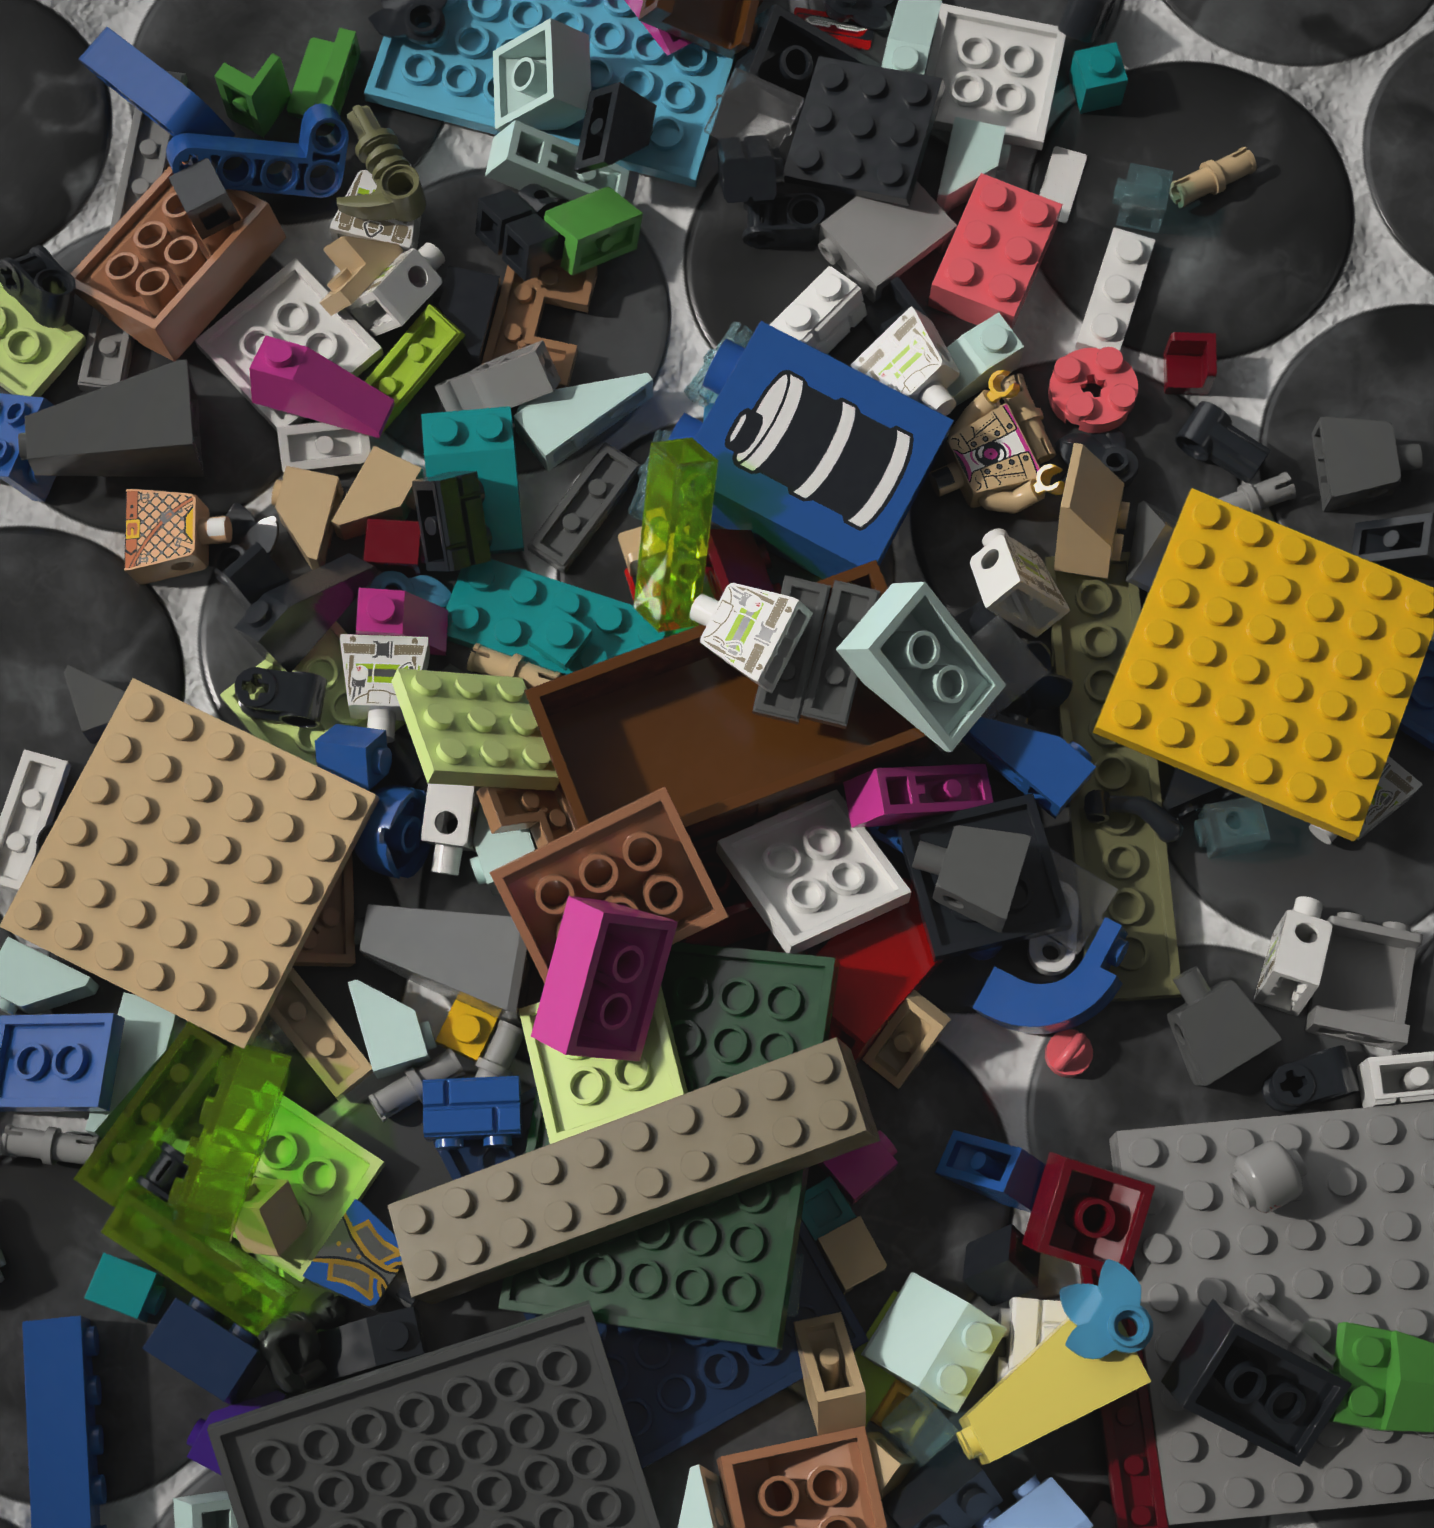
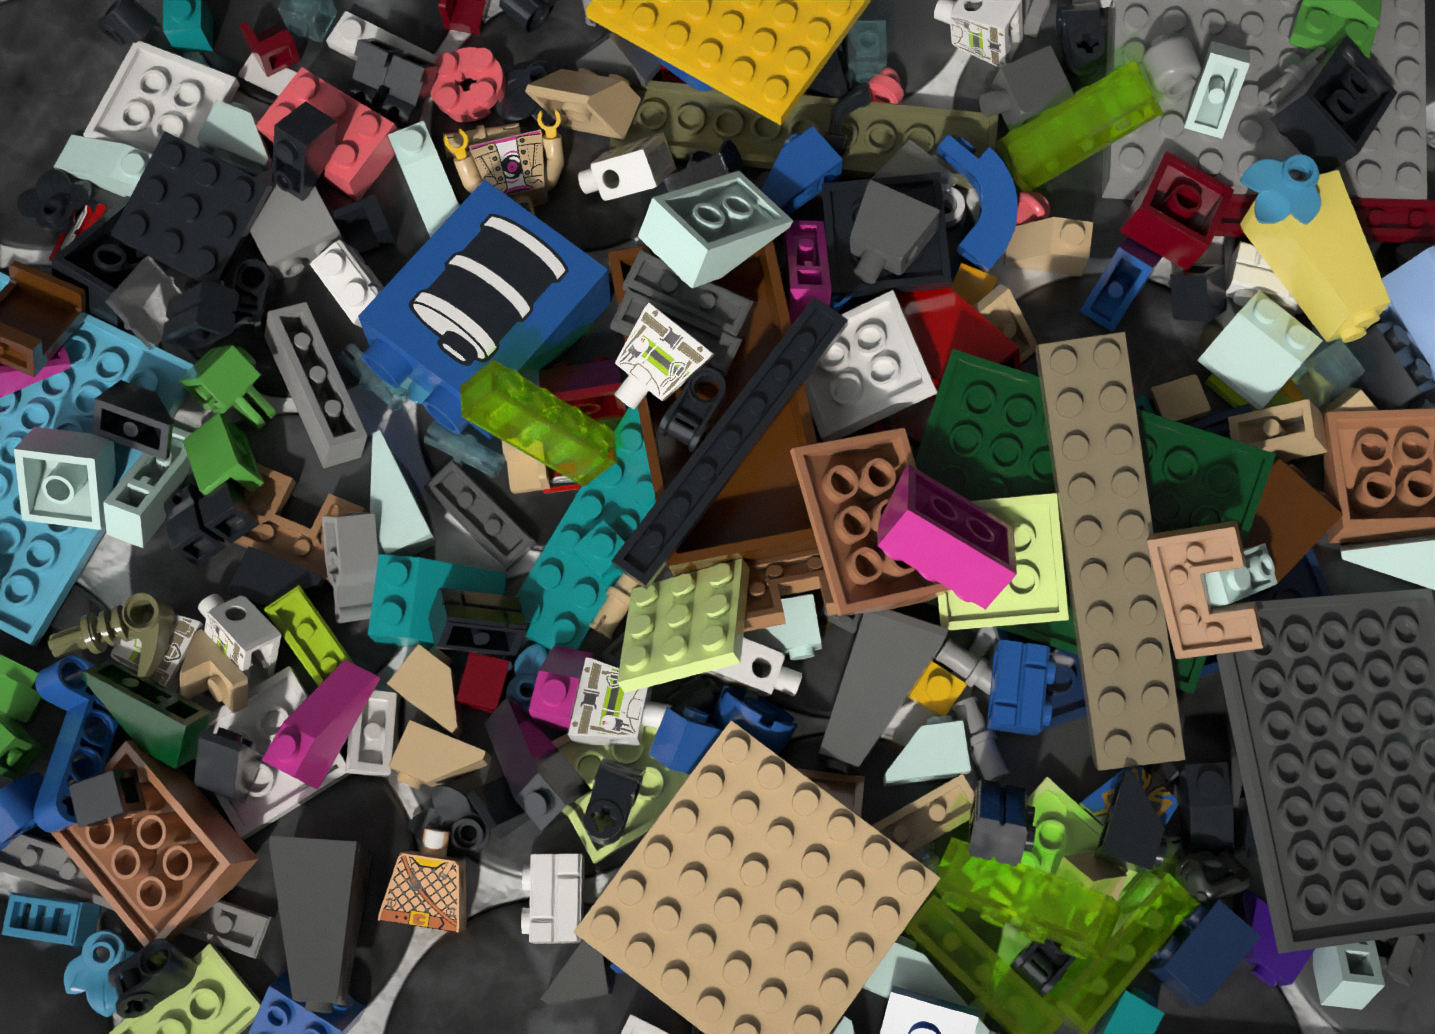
camera: 75 degrees left, 0 degrees up
(46, 229) = (90, 972): none -> dark azure plate
(95, 209) = (77, 922): none -> dark azure slope
(179, 662) = (555, 898): none -> white brick
(259, 305) = (226, 764): none -> black slope
(303, 220) = (150, 713): none -> dark green slope
(312, 1102) = (1000, 823): none -> black brick
(327, 1250) = (1131, 828): none -> black slope
(612, 1246) = (1179, 567): none -> plate
(622, 1312) = (1236, 584): none -> light aqua slope
(673, 728) = (729, 443): none -> black plate
(677, 207) = (226, 380): none -> bright green brick
(694, 303) = (315, 385): none -> light grey brick
(695, 680) = (691, 417): none -> black piece
(717, 1386) = (1290, 518): none -> reddish brown panel
(912, 361) = (417, 212): white torso -> none
(951, 222) = (302, 149): none -> black slope
(956, 997) = (973, 284): none -> light orange tile
(1024, 1080) = (1051, 246): none -> tan slope
(1071, 304) = (405, 74): none -> black legs
(1091, 170) = (271, 48): none -> dark red panel
(1172, 1083) = (1079, 127): none -> clear neon green brick
(1184, 855) = (886, 87): none -> coral tile
(1251, 1237) = (1217, 89): none -> light aqua slope

